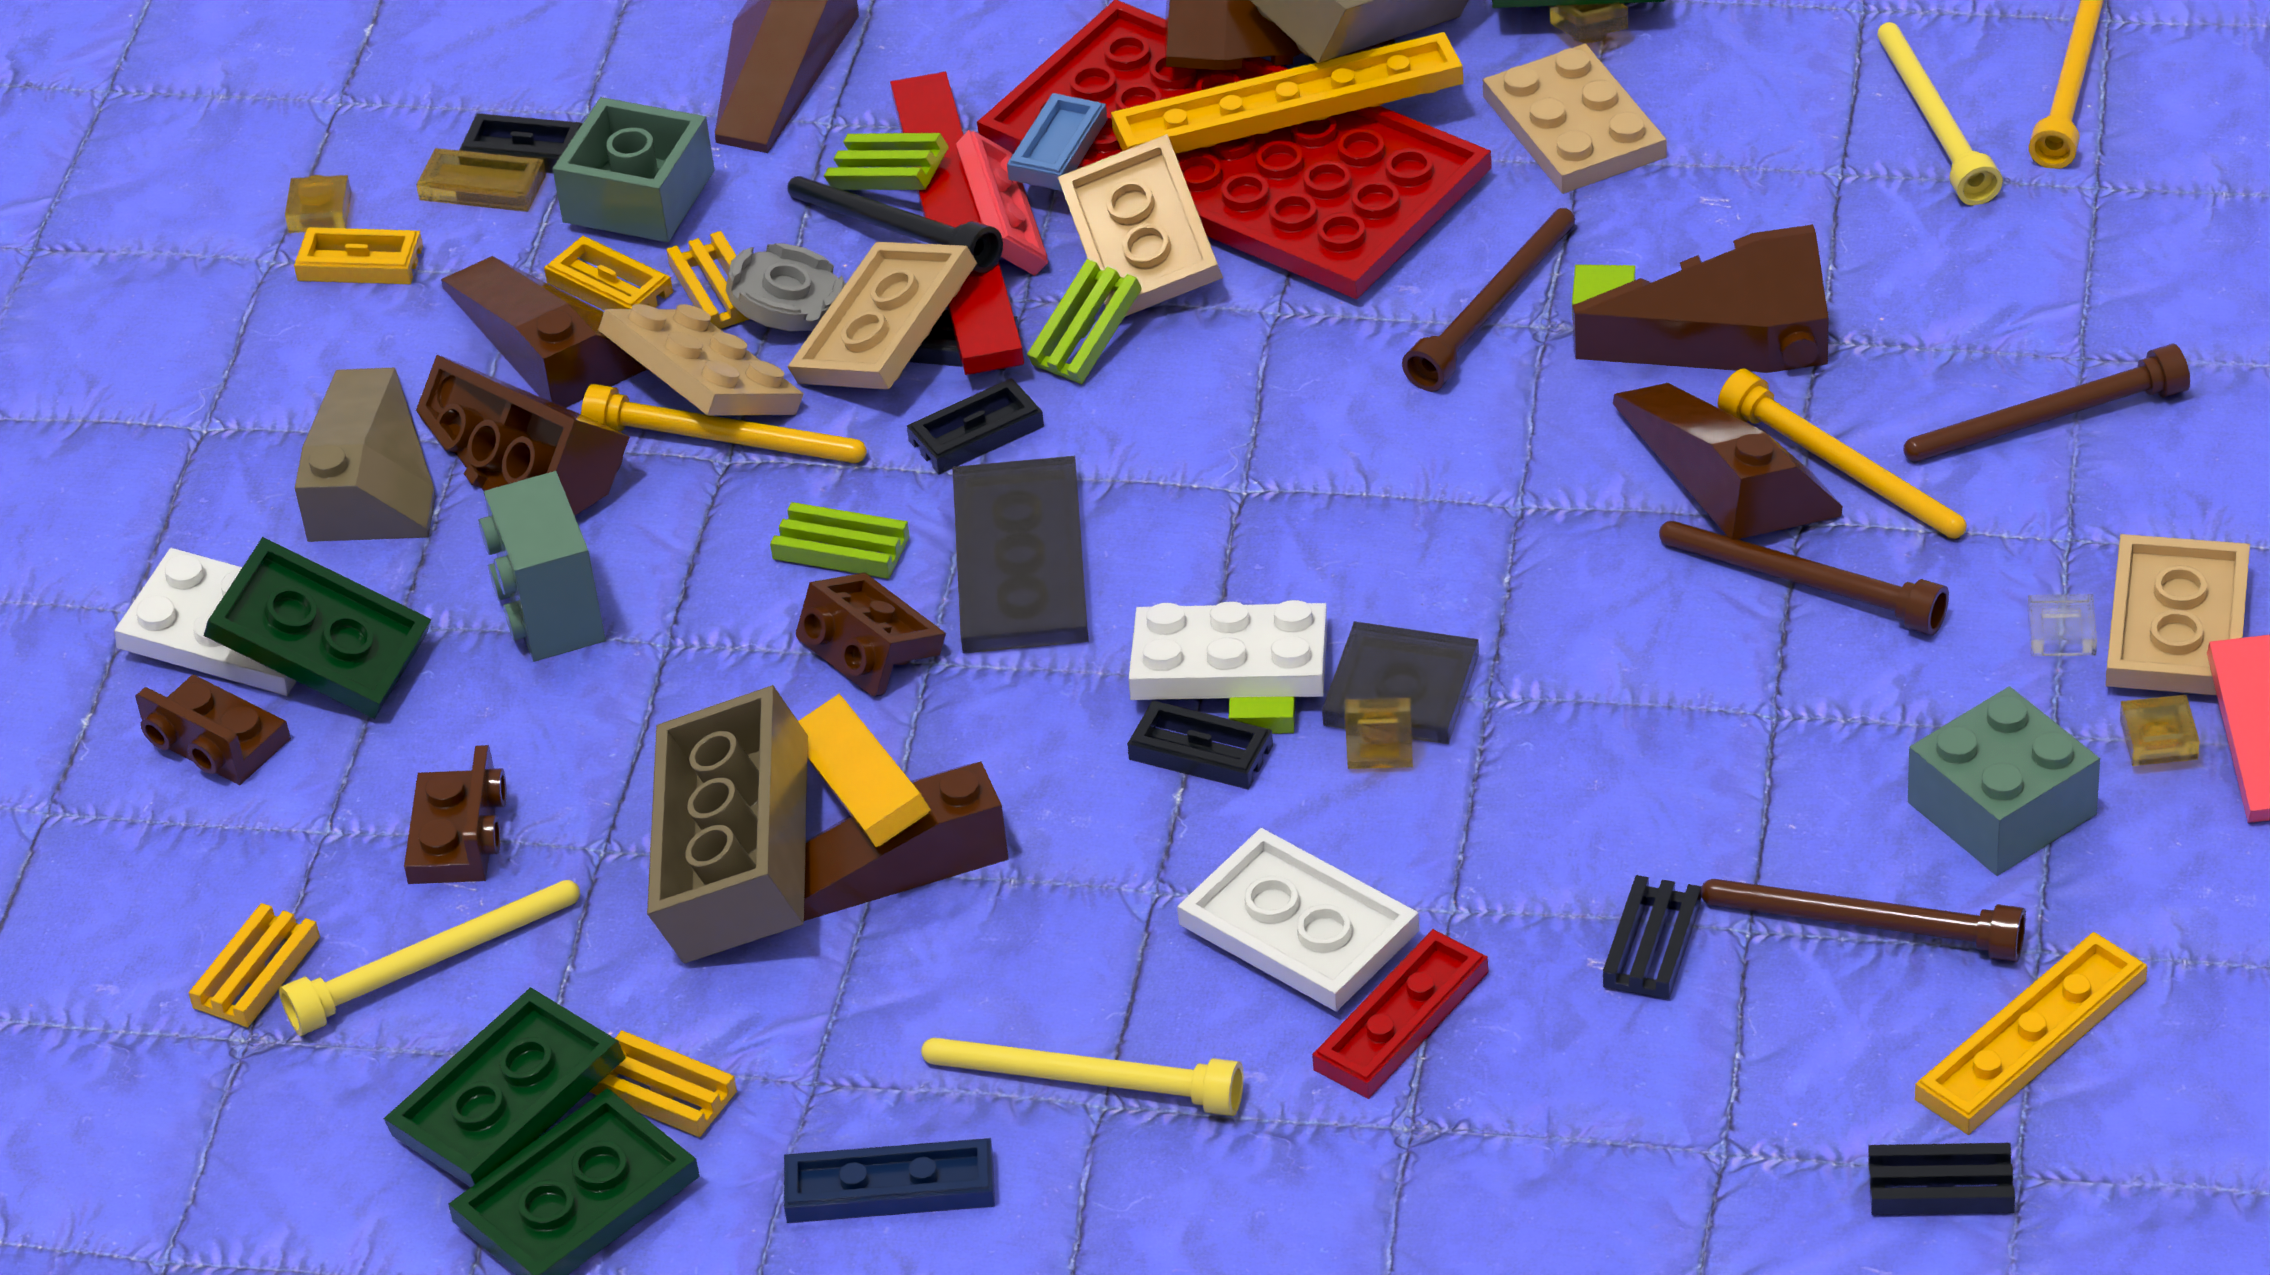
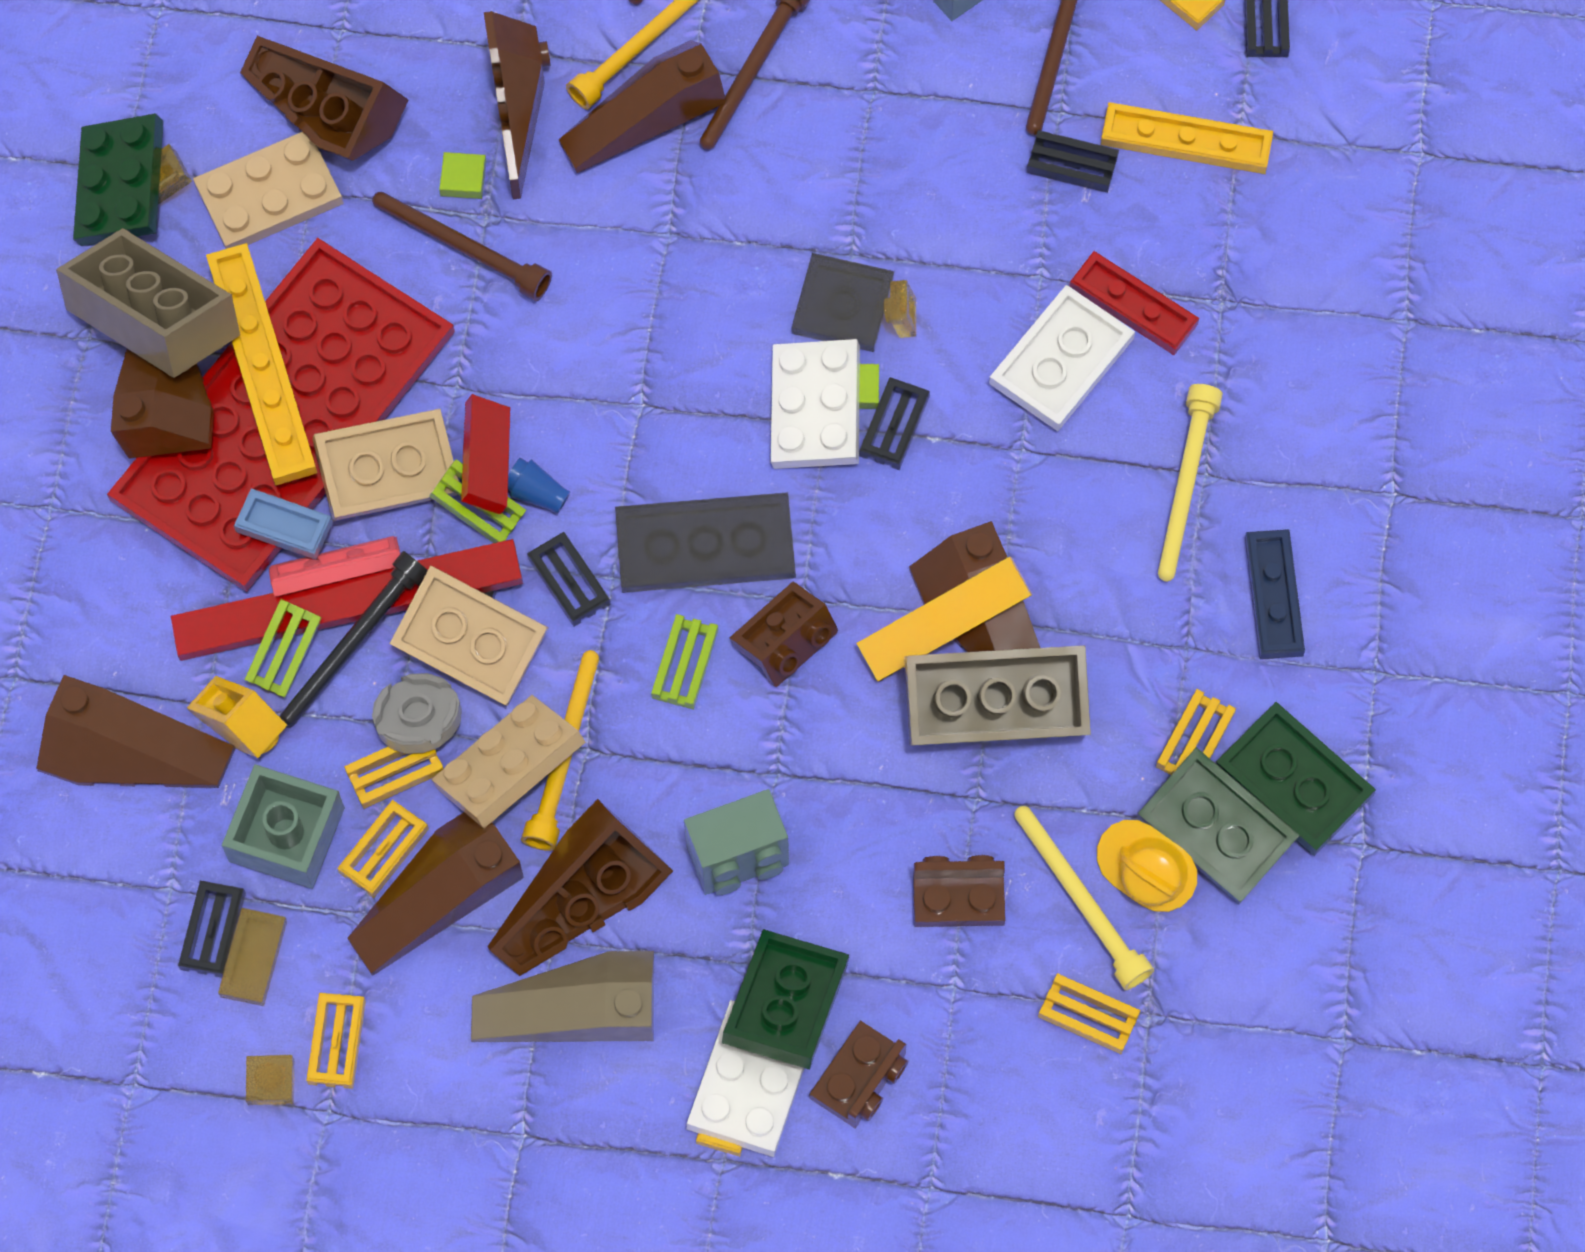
camera: 95 degrees left, 25 degrees up
(445, 1009) = (1146, 865): none -> yellow piece
(792, 132) = (238, 716): none -> yellow slope
(1112, 374) = (534, 485): none -> blue cone
(1148, 312) = (486, 454): none -> red tile
(1702, 1079) = (1187, 138): none -> yellow tile
(1708, 154) = (327, 102): none -> reddish brown wedge

